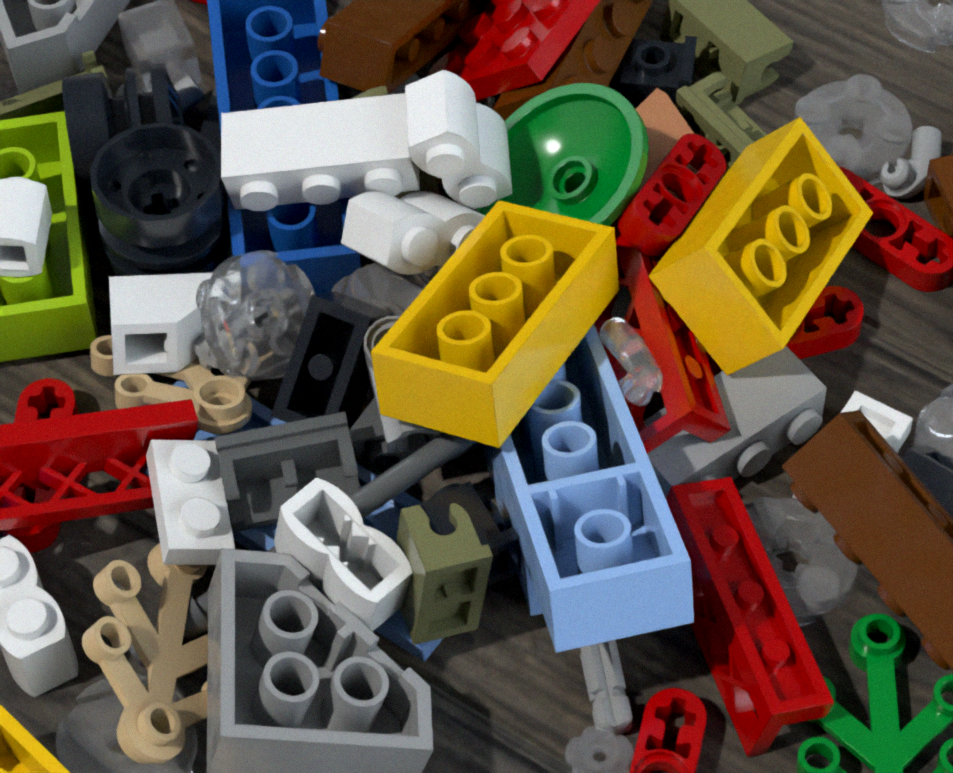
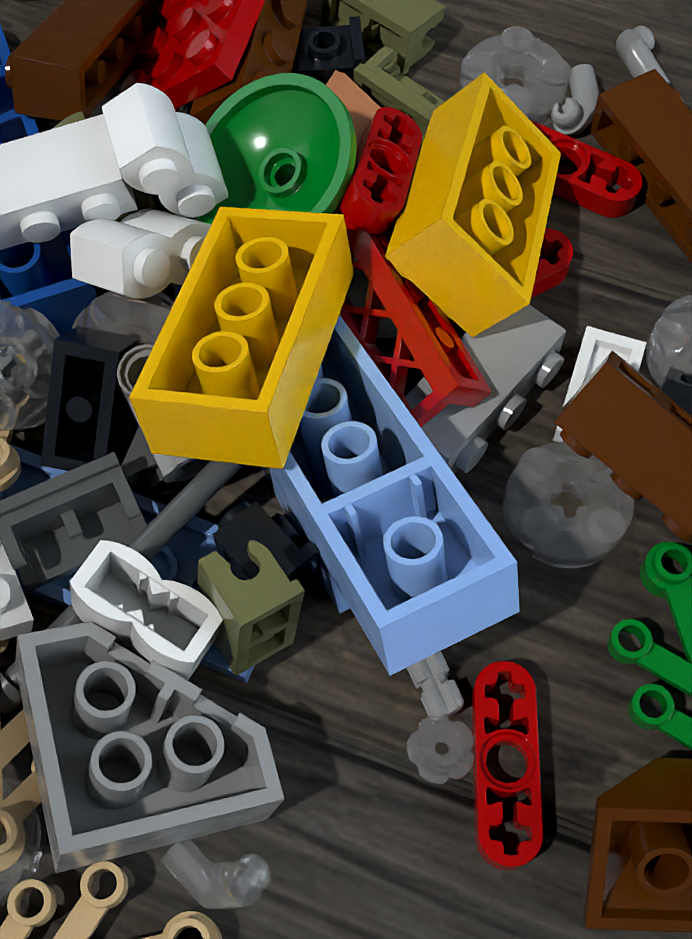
camera: 15 degrees left, 10 degrees up
(632, 353) = (387, 338): clear arm -> none
(745, 617) = (555, 572): red fence -> none

